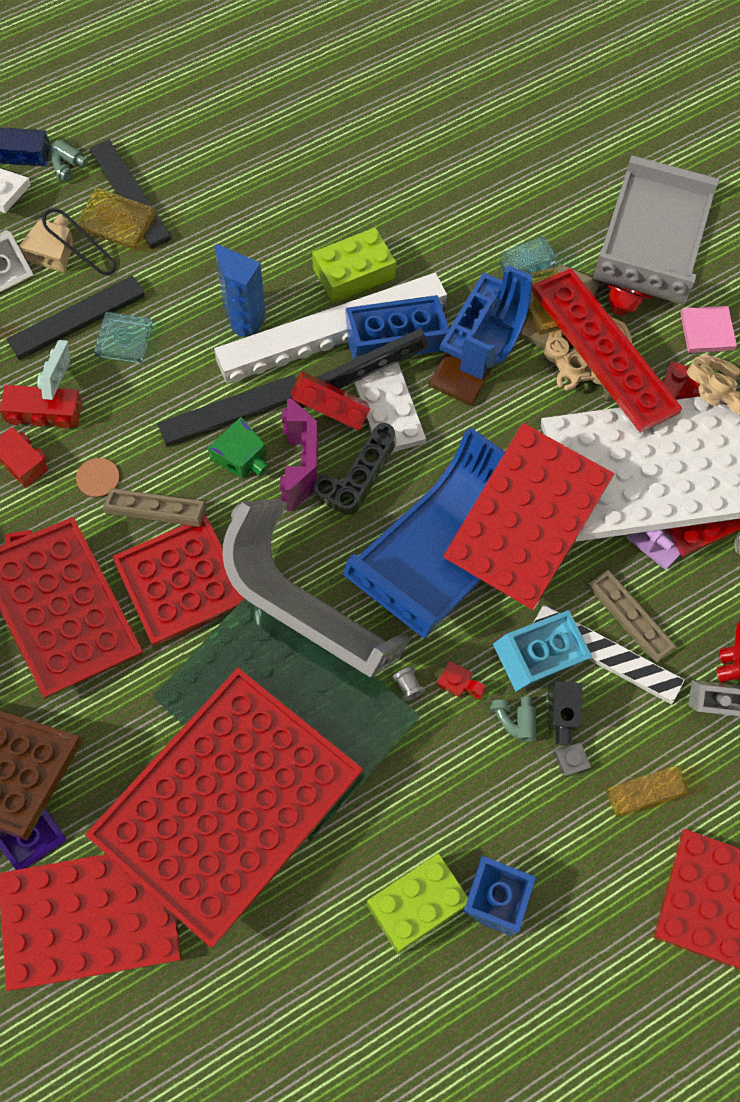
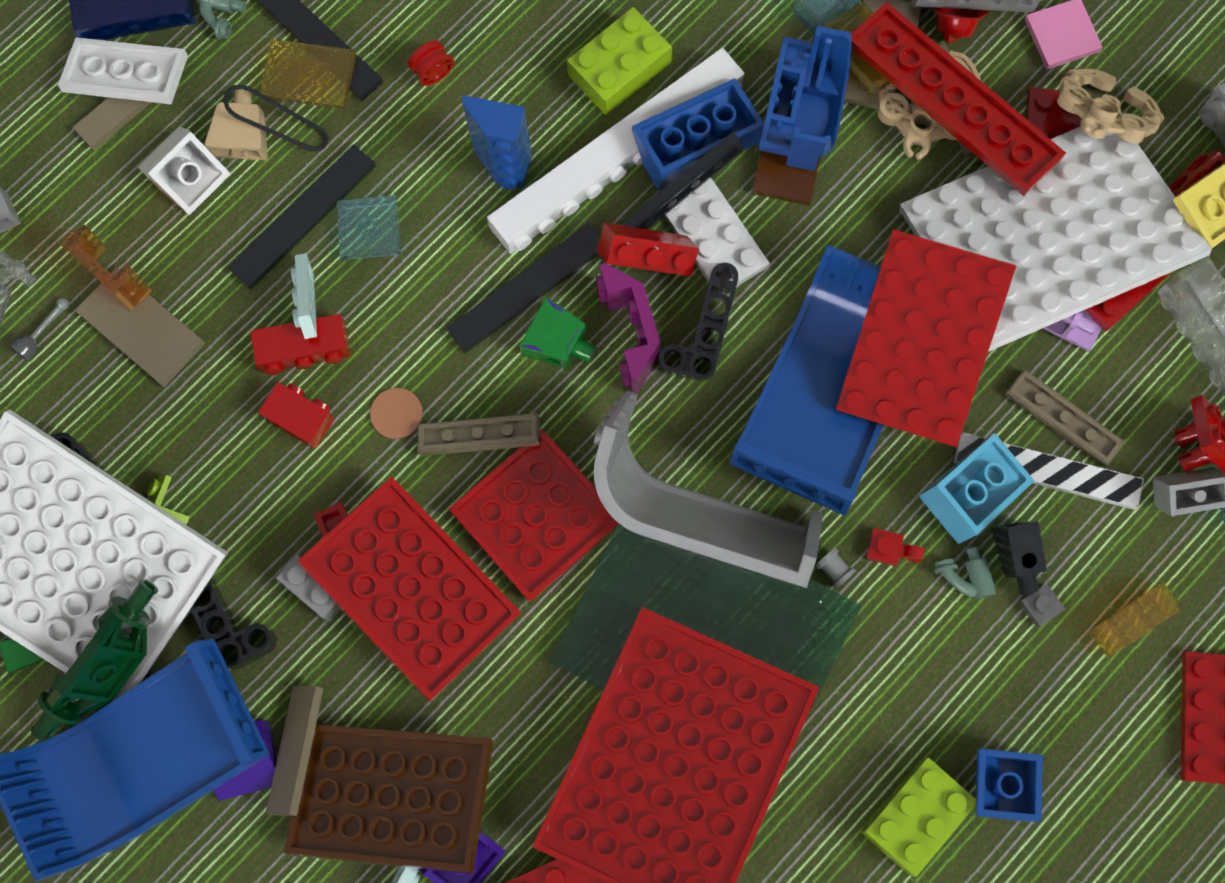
camera: 10 degrees left, 10 degrees up
(209, 231) = (431, 63): none -> red wheel

